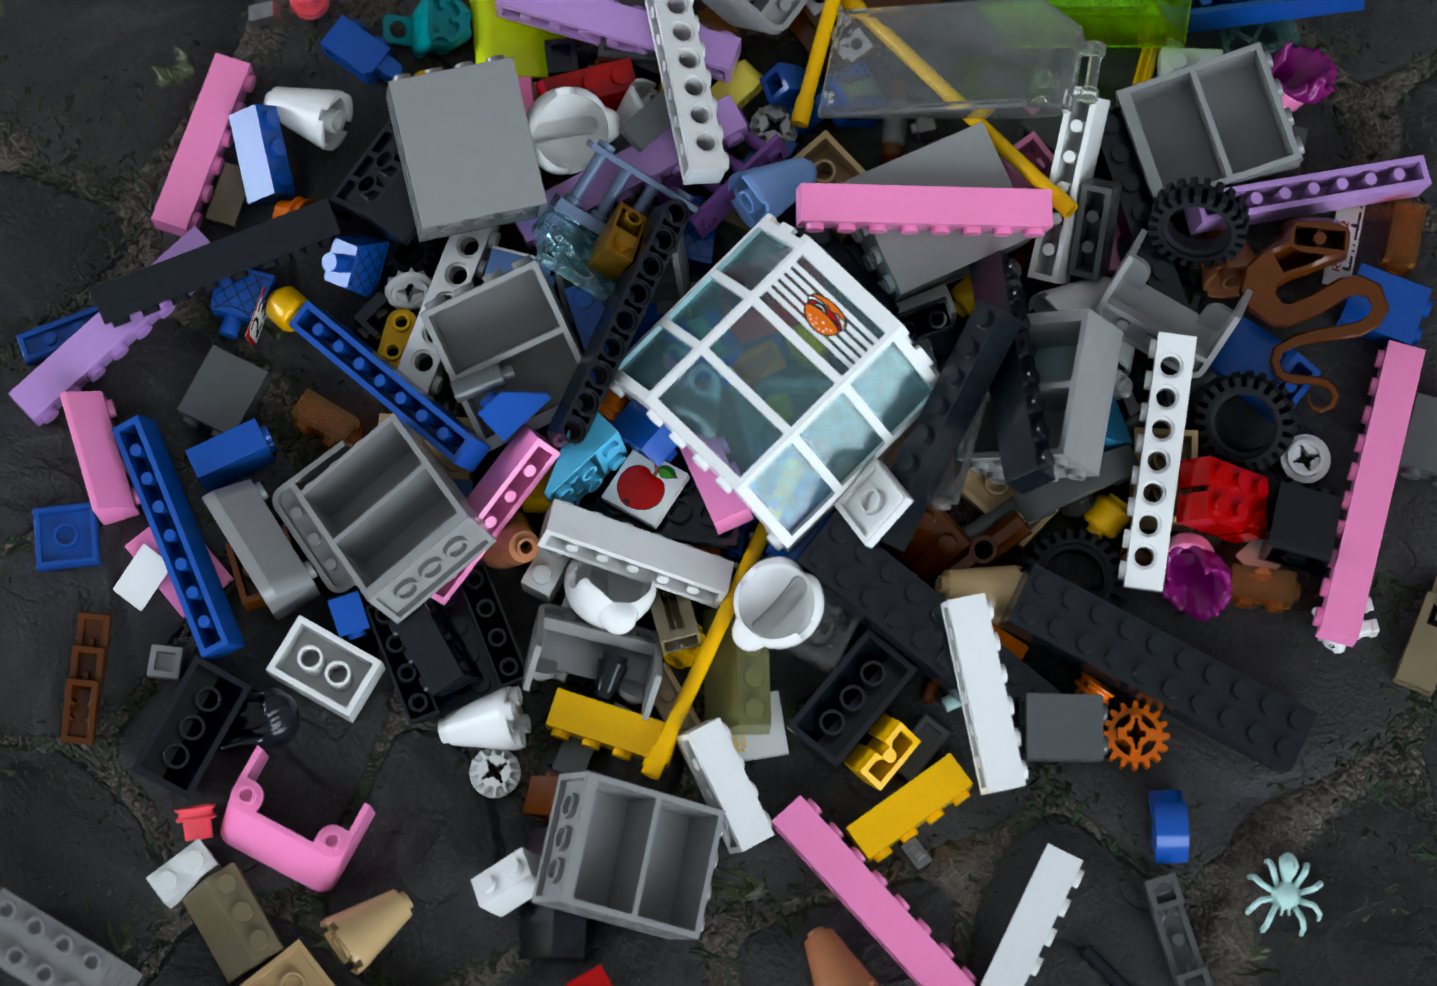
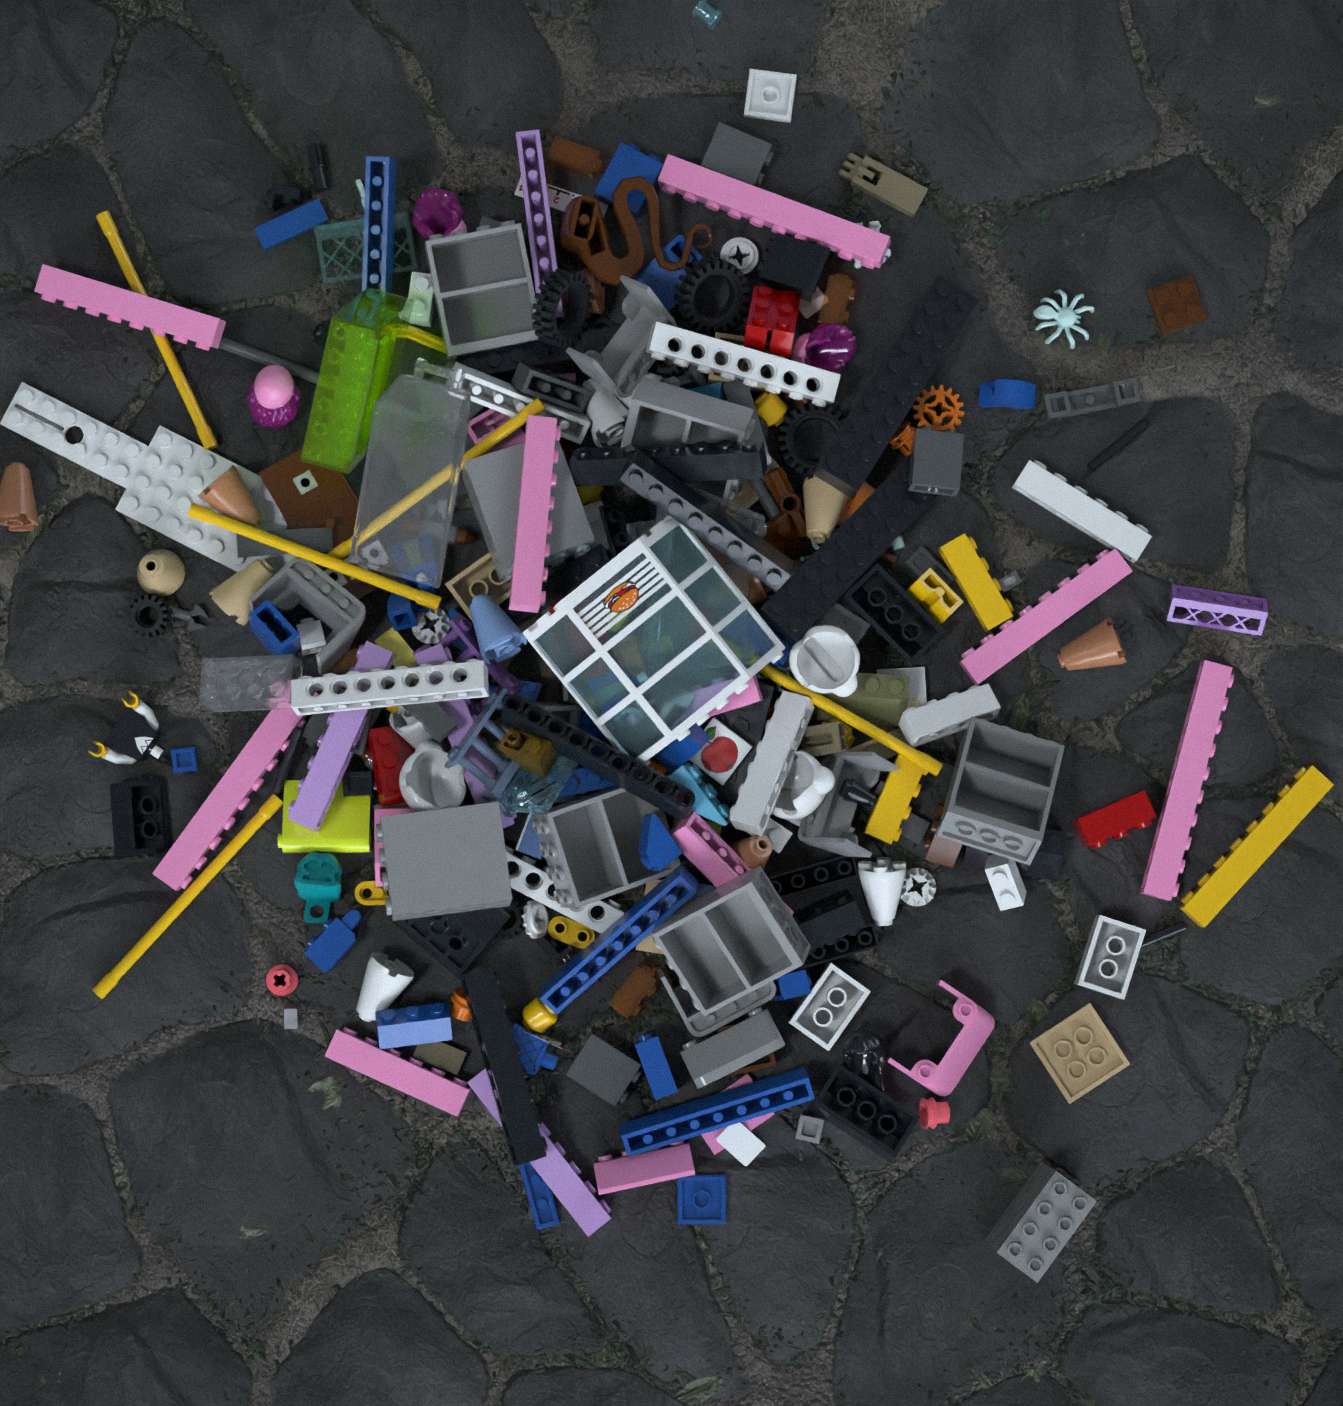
camera: 85 degrees left, 10 degrees up
(86, 678) = (814, 1190): reddish brown slope -> none
(183, 873) = (972, 1124): white brick -> none
(233, 922) = (1012, 1090): dark tan slope -> none
(356, 263) = (512, 957): blue torso -> none
(367, 928) = (1027, 990): tan cone -> none
(481, 382) = (633, 865): dark grey cylinder -> none
(873, 502) = (761, 578): white tile -> none
(984, 694) = (907, 515): white brick -> none

